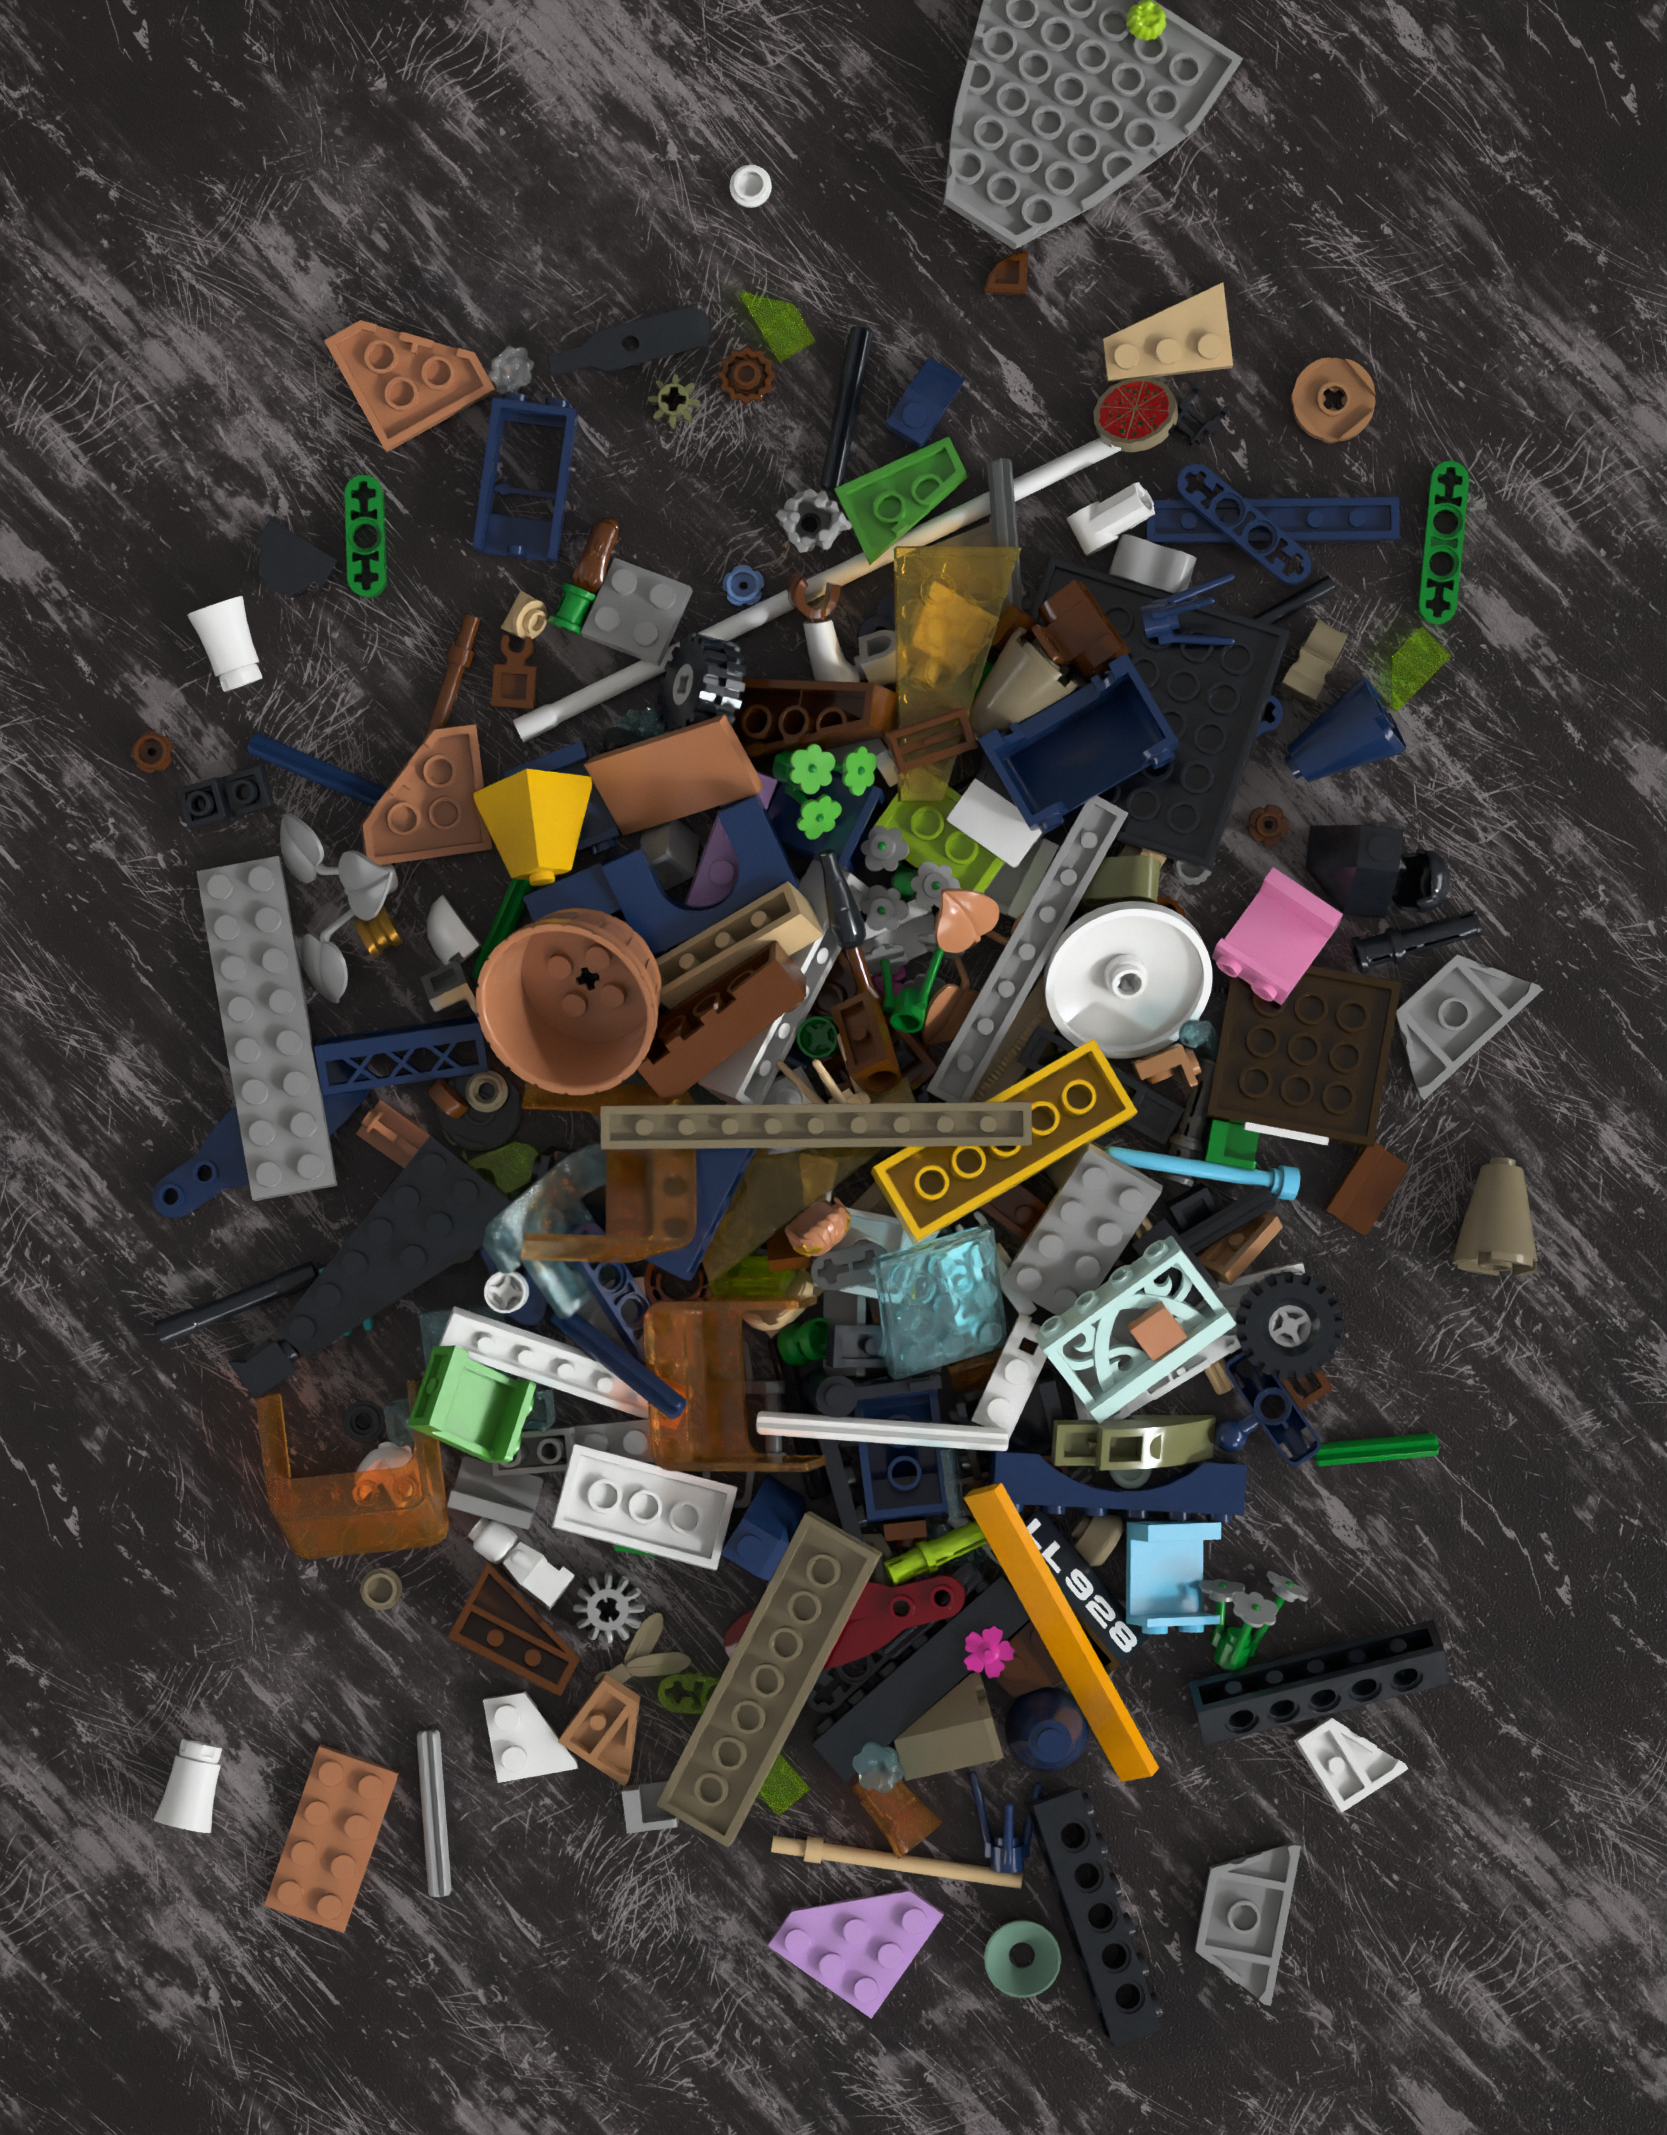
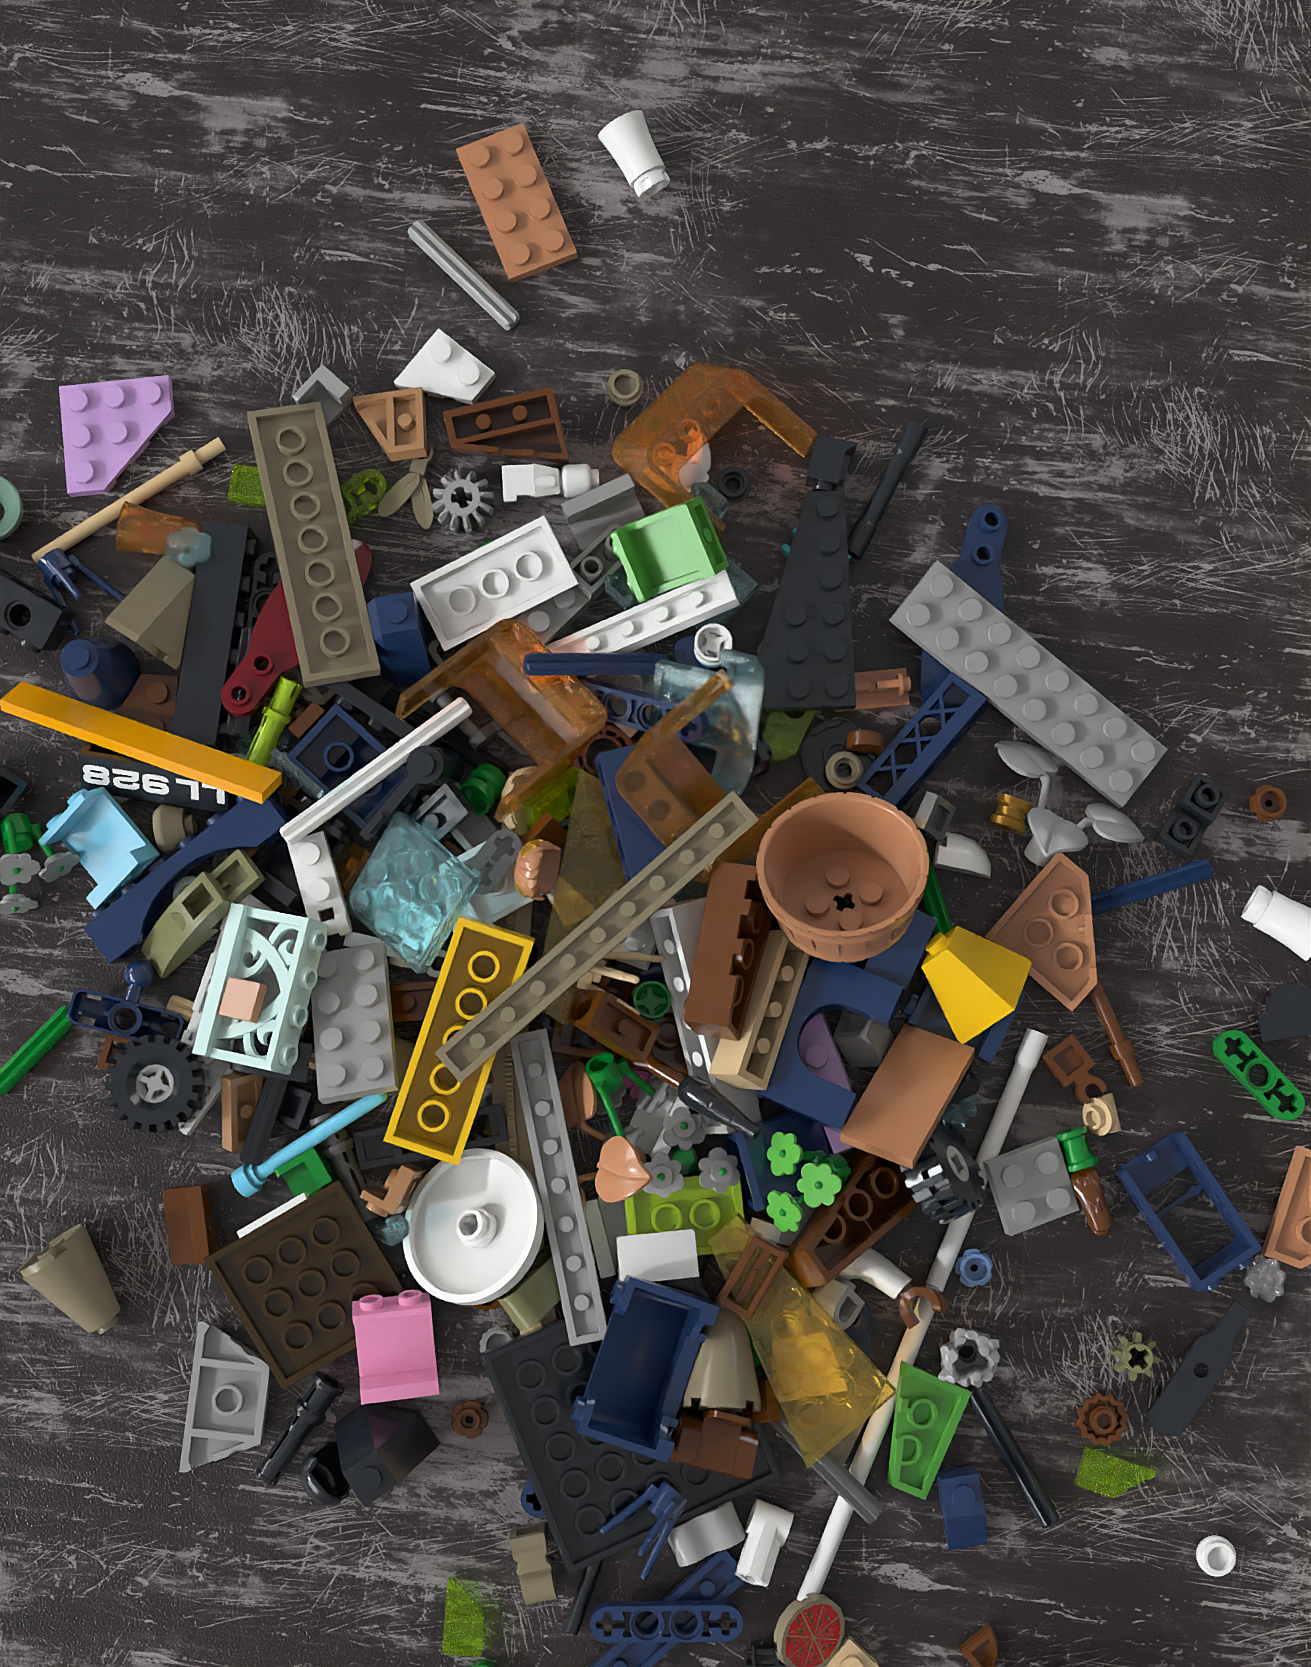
camera: 140 degrees right, 5 degrees down
(988, 1651) = (180, 686): dark pink plant -> none
(1346, 736) = (466, 1532): dark blue cone -> none

